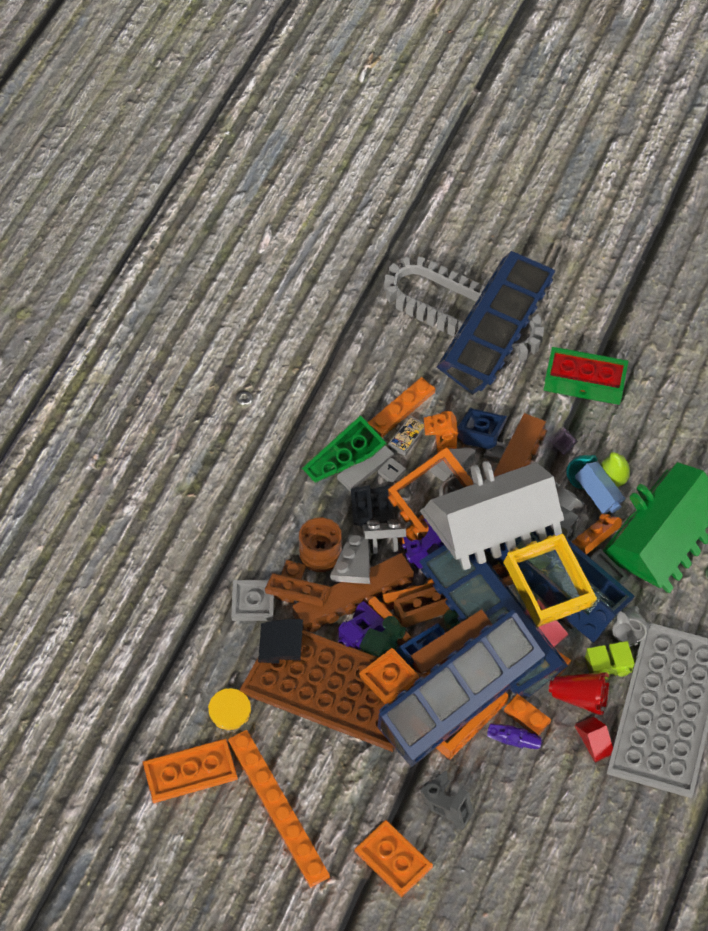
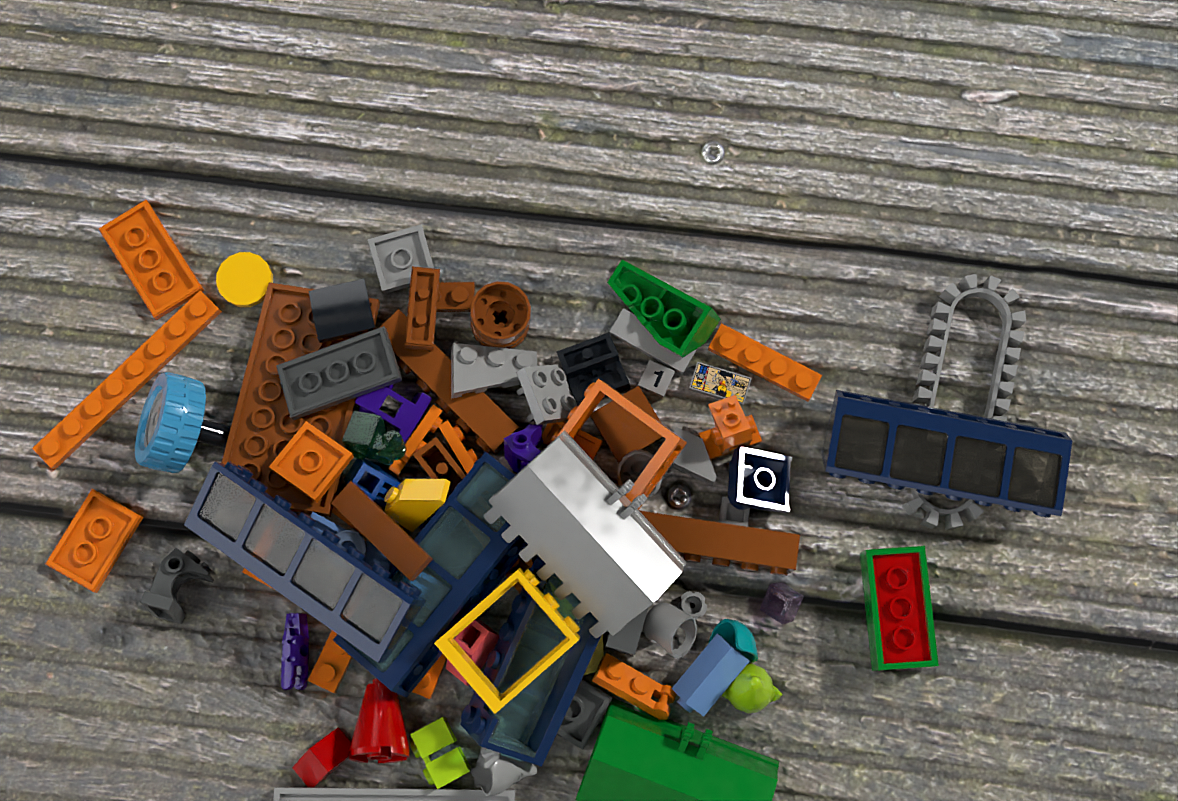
camera: 75 degrees right, 20 degrees up
(328, 649) = (338, 373): none -> dark grey tile
(329, 765) = (175, 423): none -> dark azure wheel
(419, 492) = (622, 429): none -> dark orange tile
(435, 618) = (415, 501): none -> yellow slope

